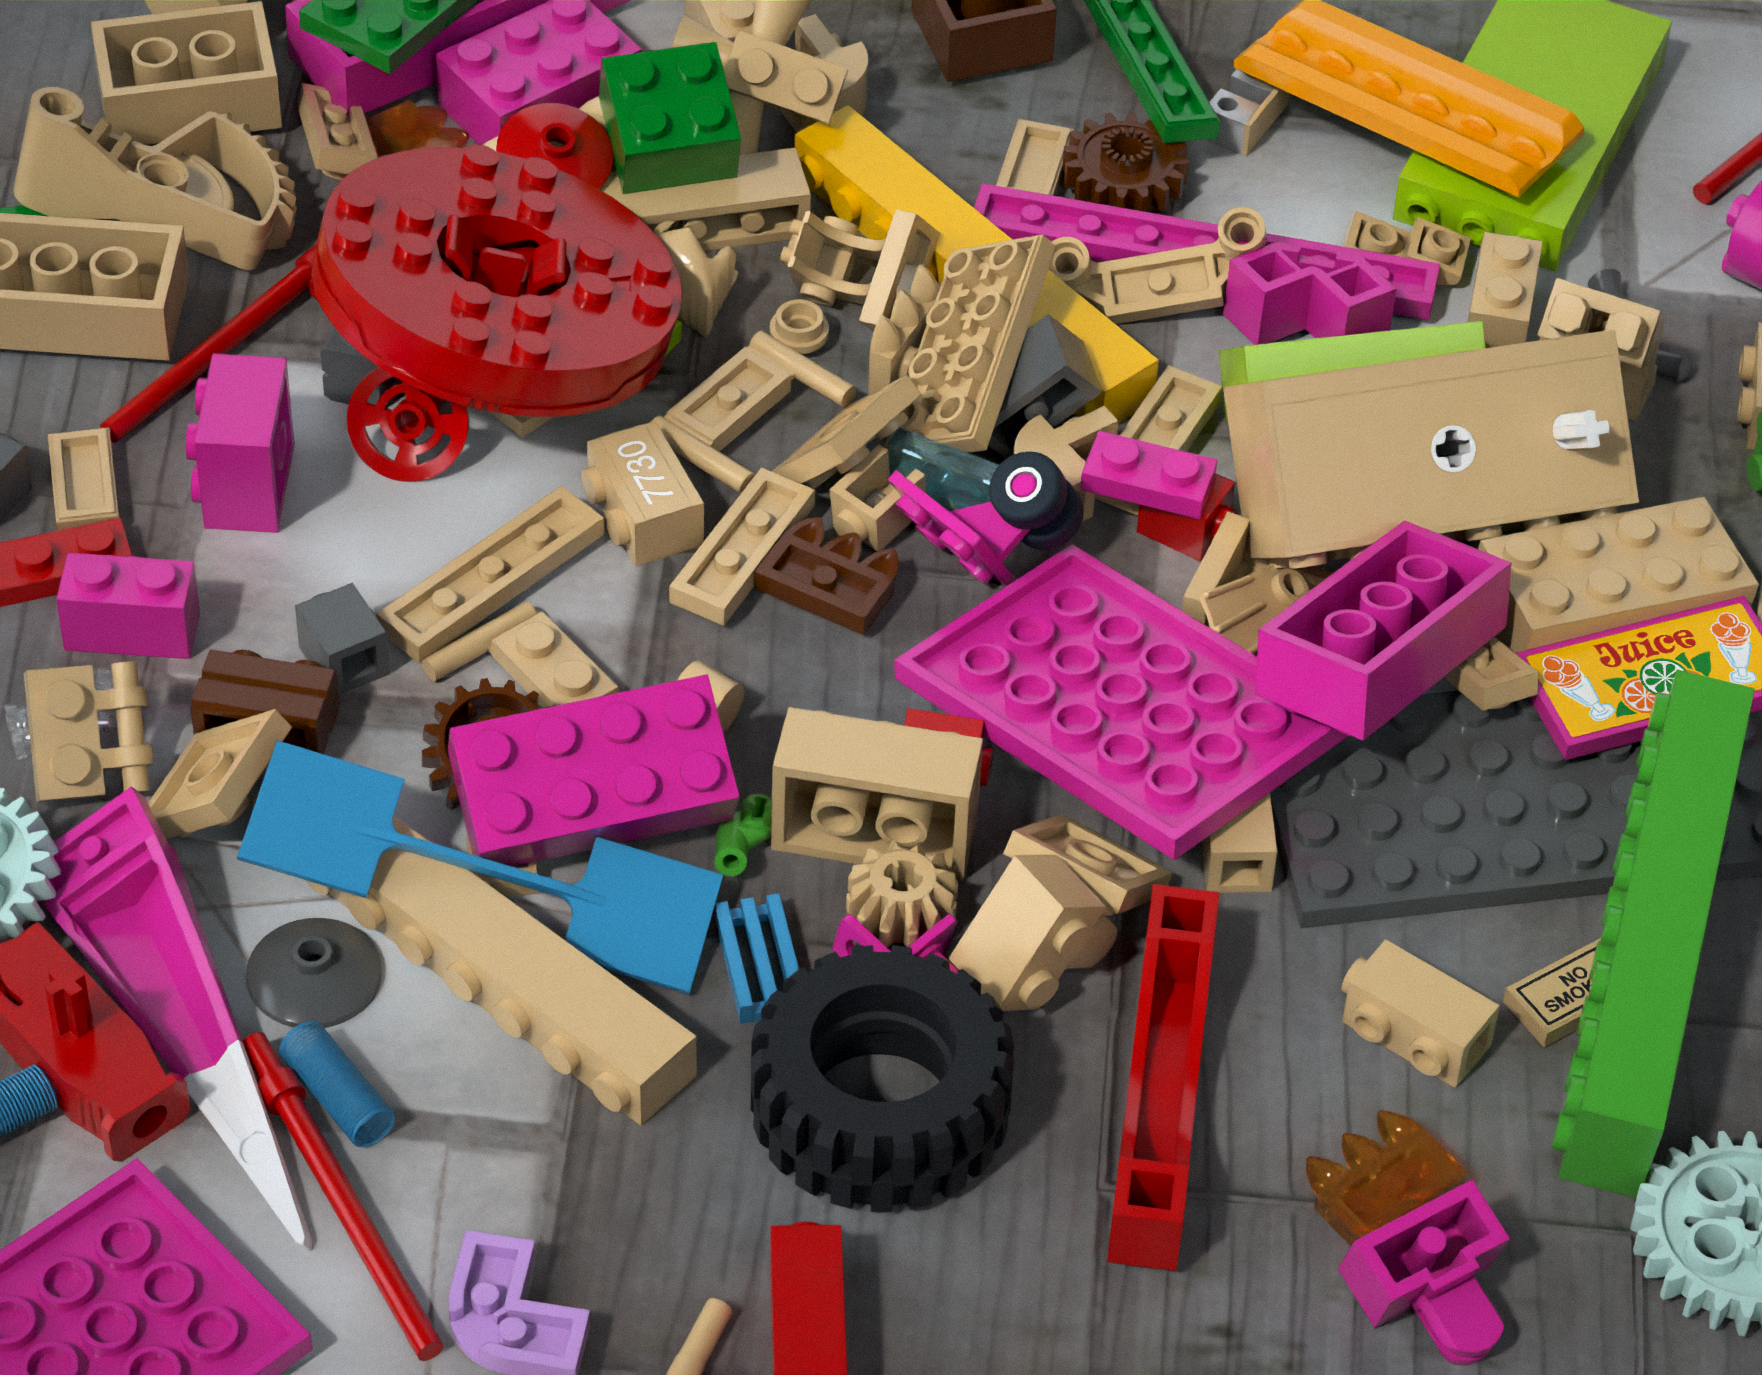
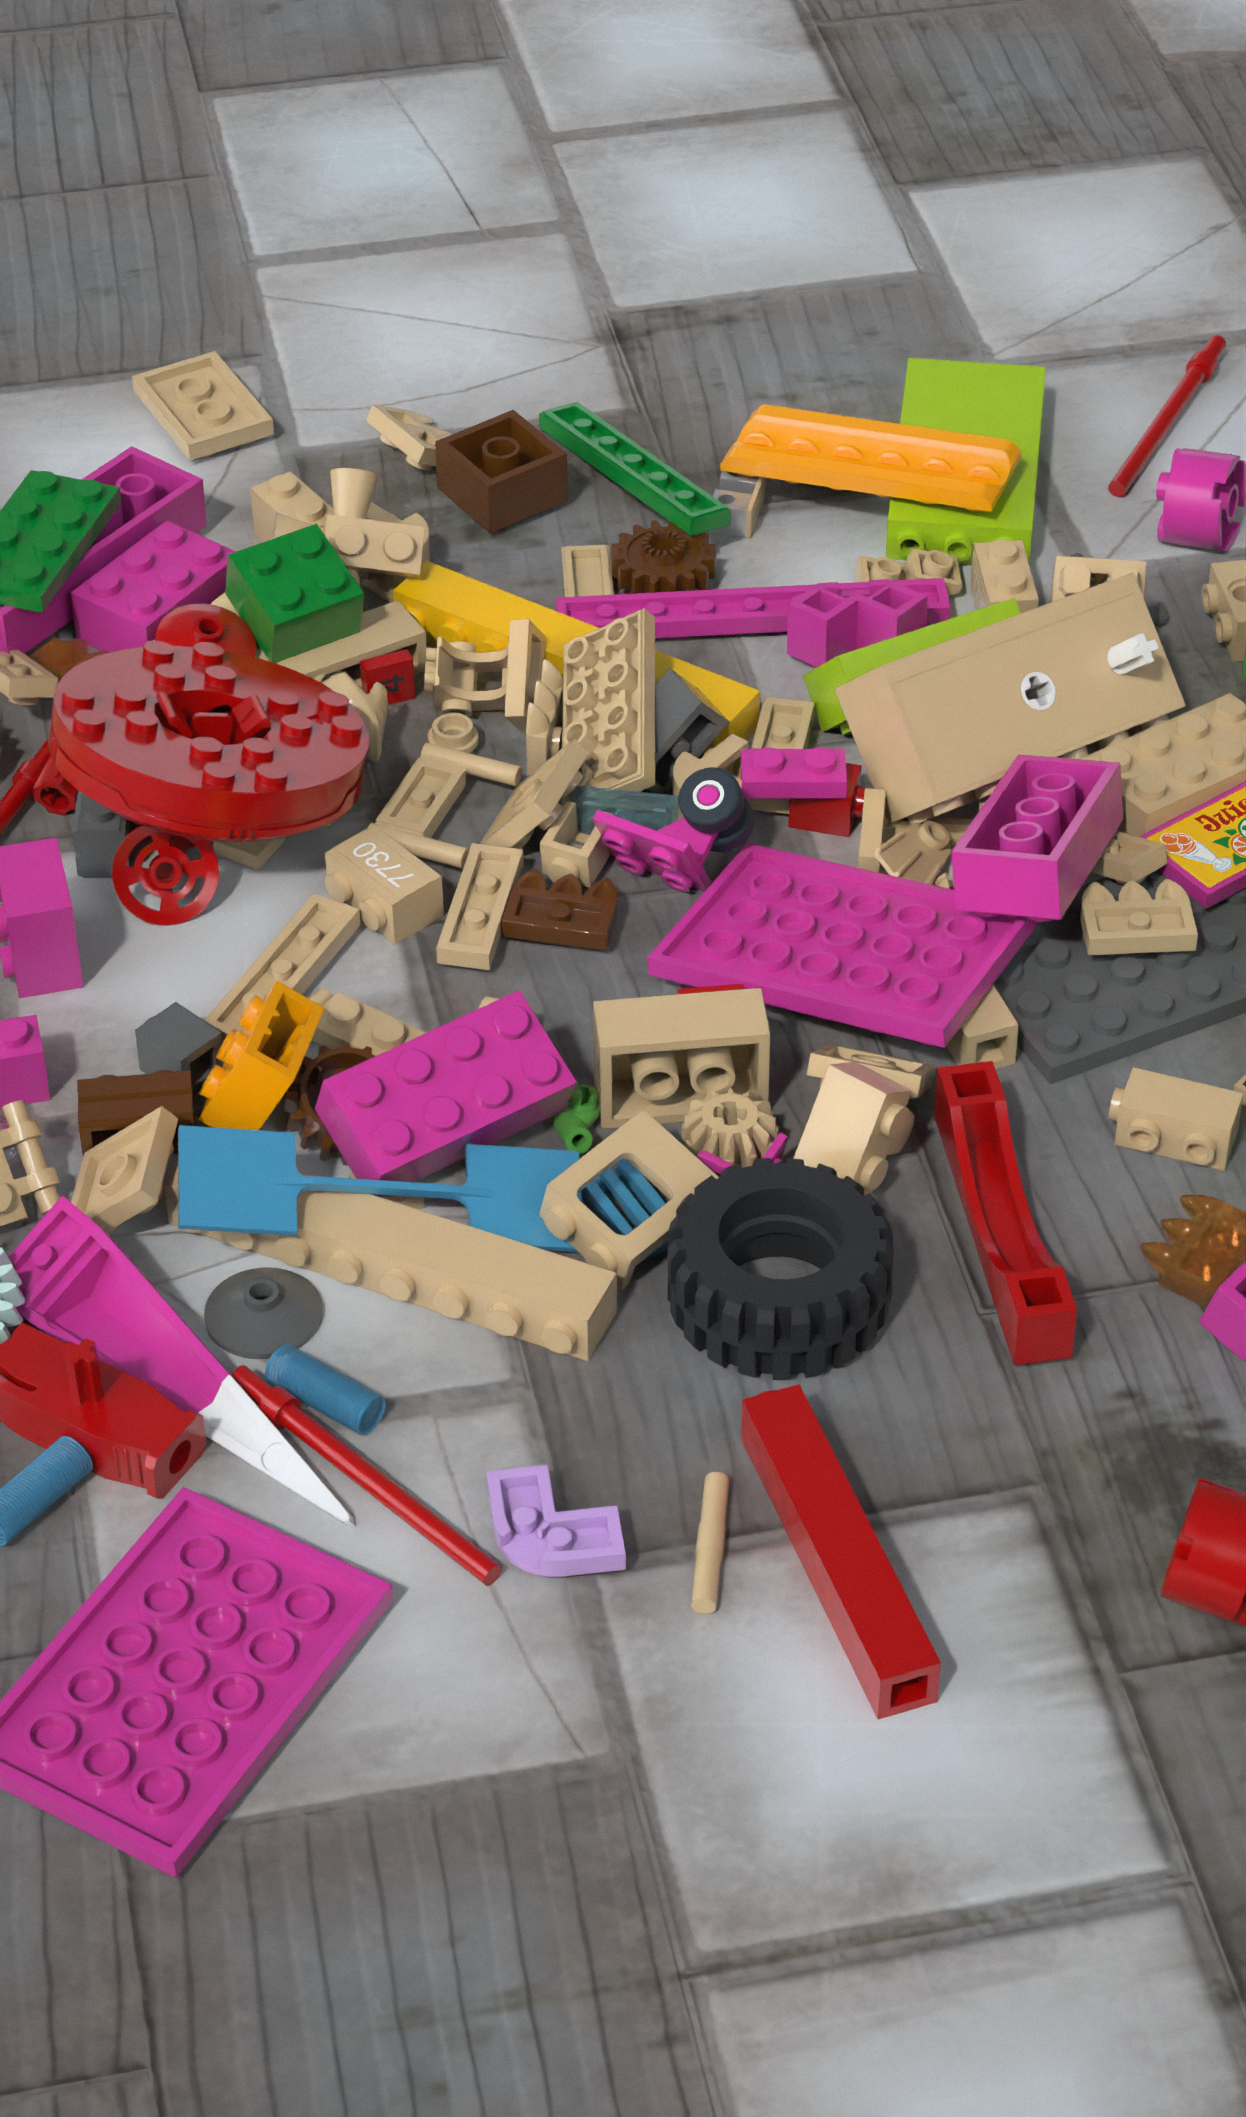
camera: 15 degrees left, 5 degrees down
(407, 679) = (259, 1059): none -> light orange brick
(754, 238) = (392, 671): none -> red tile
(799, 912) = (656, 1157): none -> tan window
(1163, 280) = (741, 632): tan plate -> none
(1471, 758) = (1136, 920): none -> tan plate

